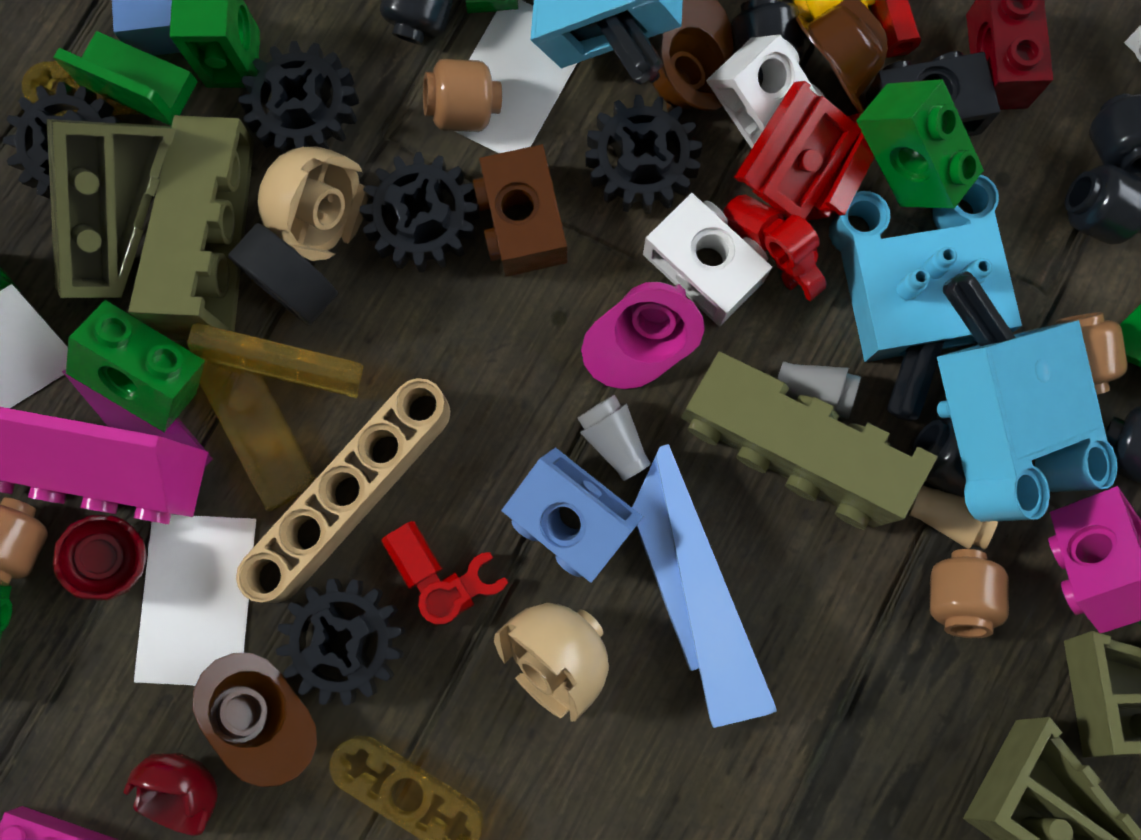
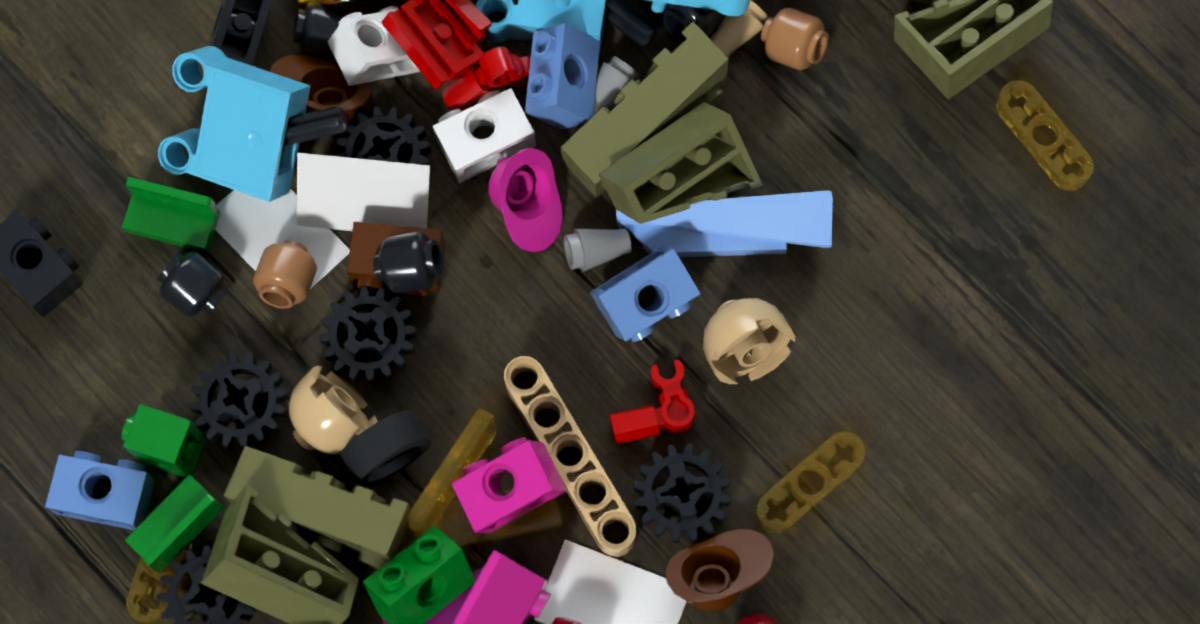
camera: 70 degrees left, 5 degrees down
(251, 411) = (534, 484): none -> dark pink brick
(505, 218) = (408, 262): none -> black head
(582, 145) = (350, 190): none -> white sticker
(742, 505) = (681, 166): none -> olive wedge
(811, 323) = (562, 76): none -> medium blue brick

